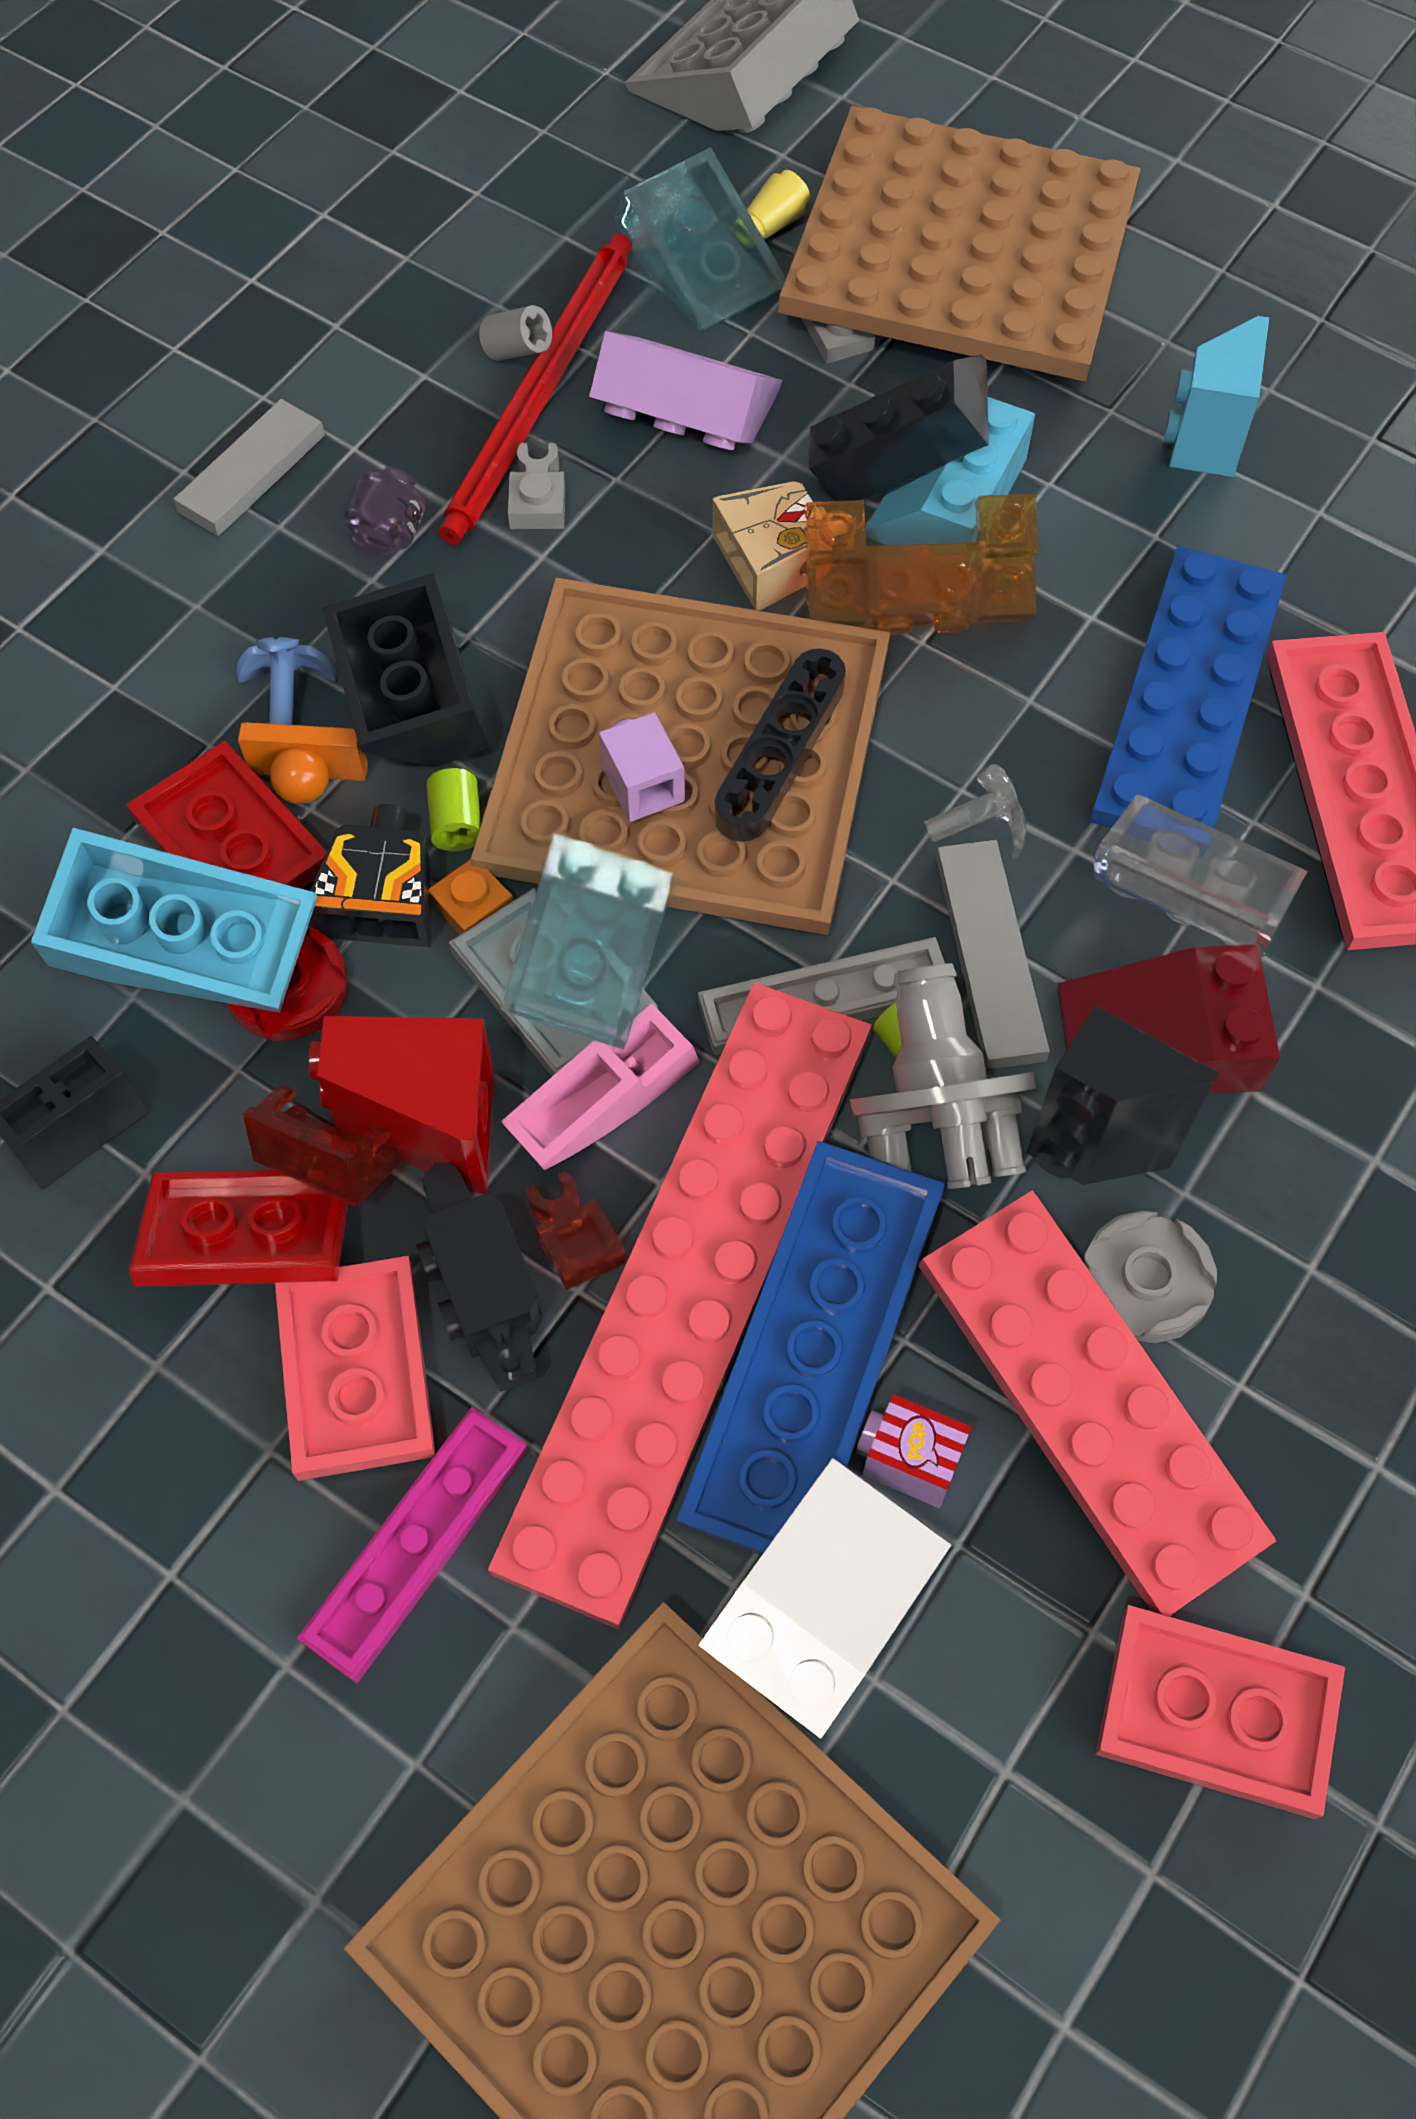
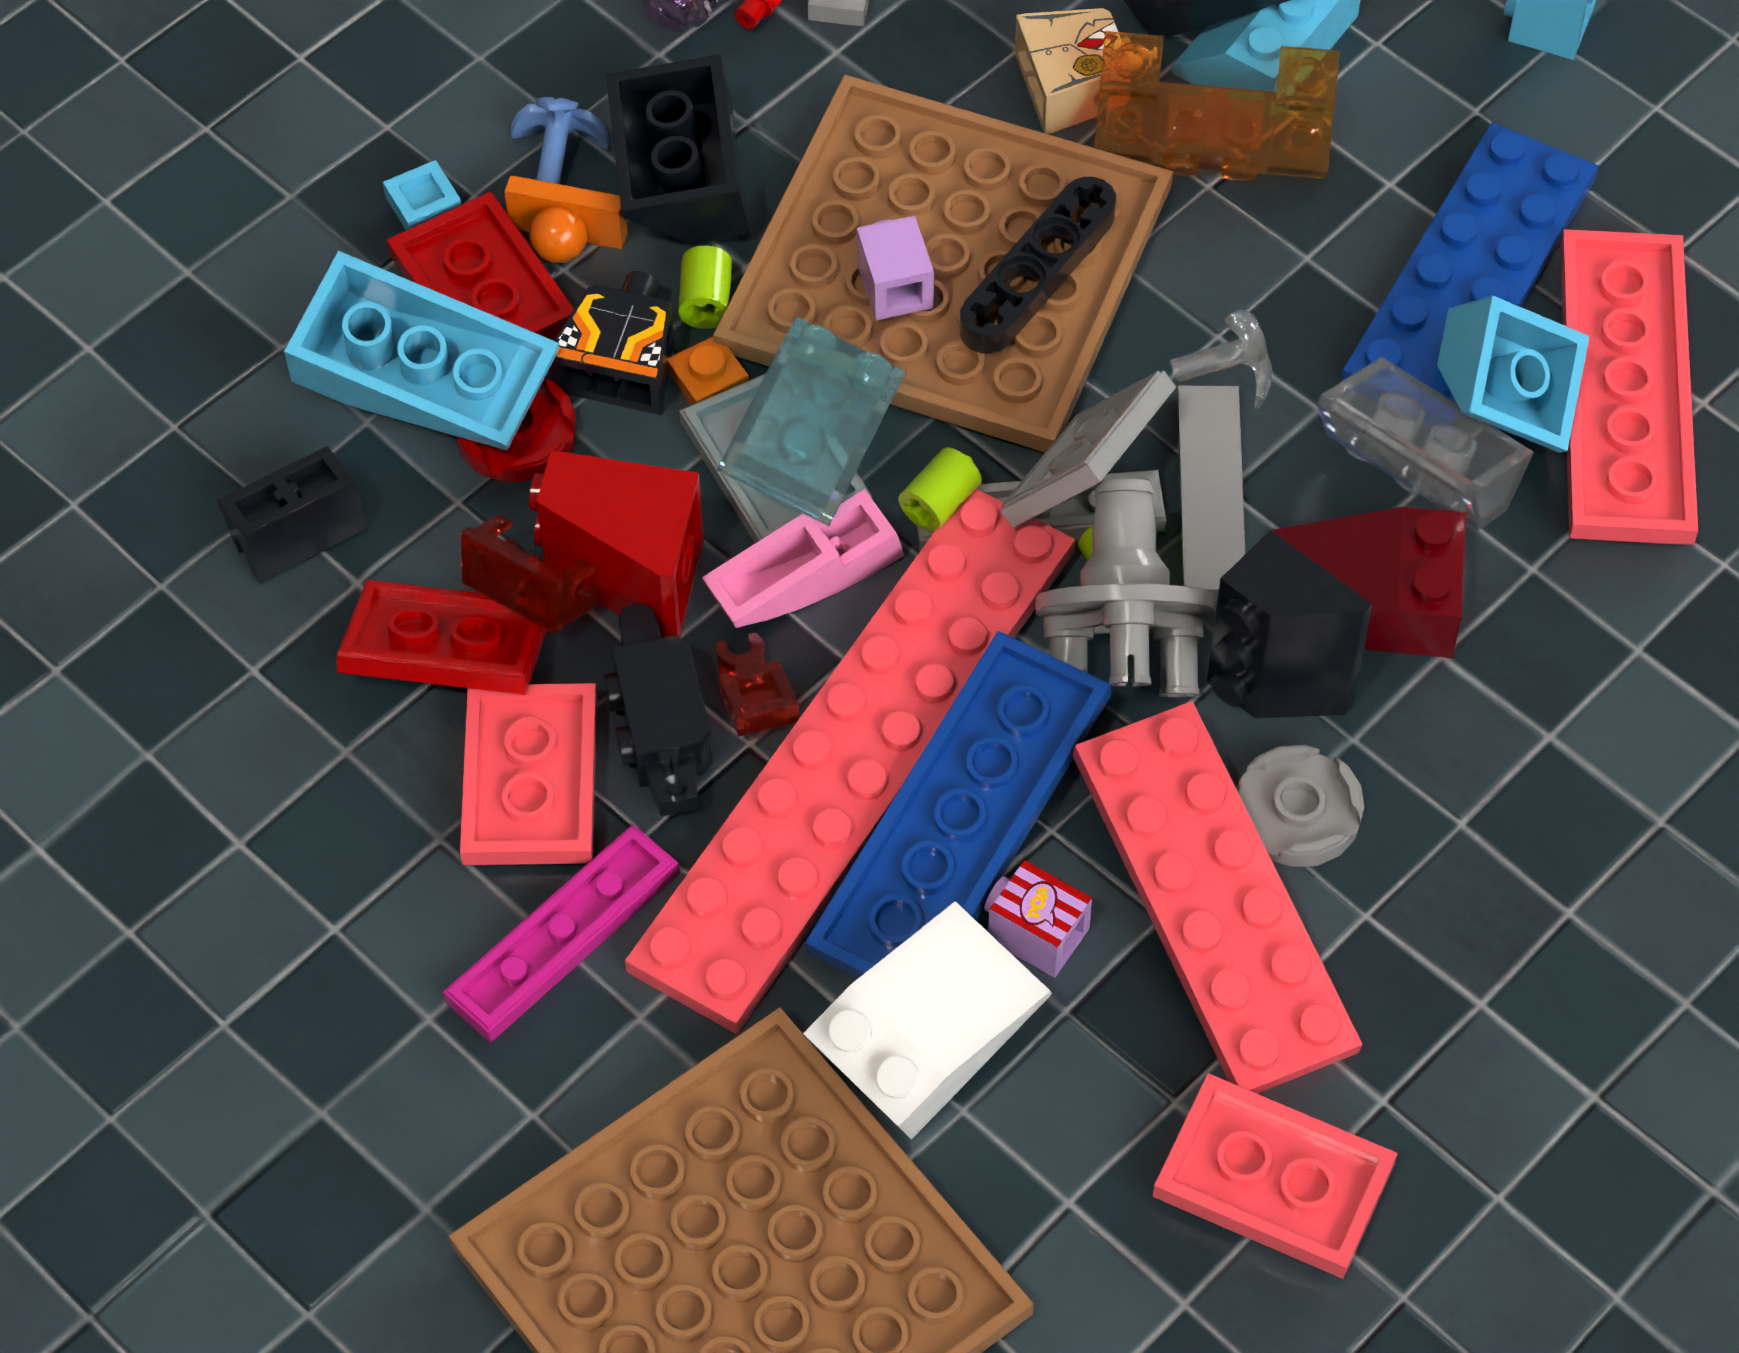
camera: 10 degrees right, 5 degrees down
(155, 753) = (420, 194): none -> medium azure plate
(727, 991) = (940, 489): none -> lime piece
(871, 932) = (1087, 448): none -> light grey tile
(1267, 788) = (1513, 369): none -> medium azure slope

